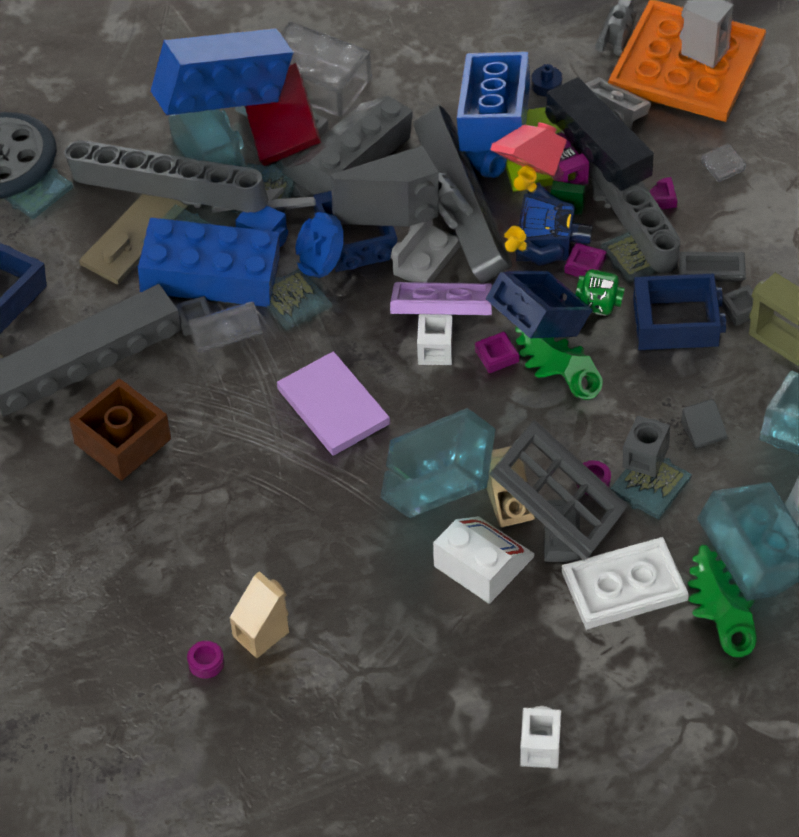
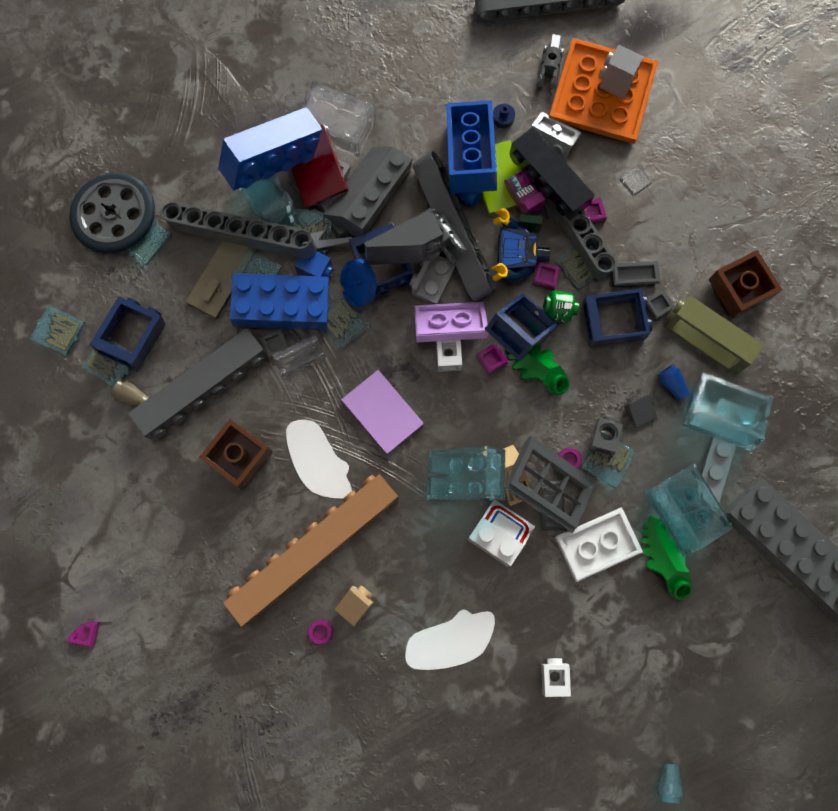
camera: 10 degrees left, 25 degrees up
(207, 553) = (311, 550): none -> medium nougat brick
(231, 456) = (316, 461): none -> white sticker
(393, 689) = (450, 642): none -> white sticker
(532, 147) = (505, 193): coral slope -> none
(752, 390) = (674, 382): none -> blue cone

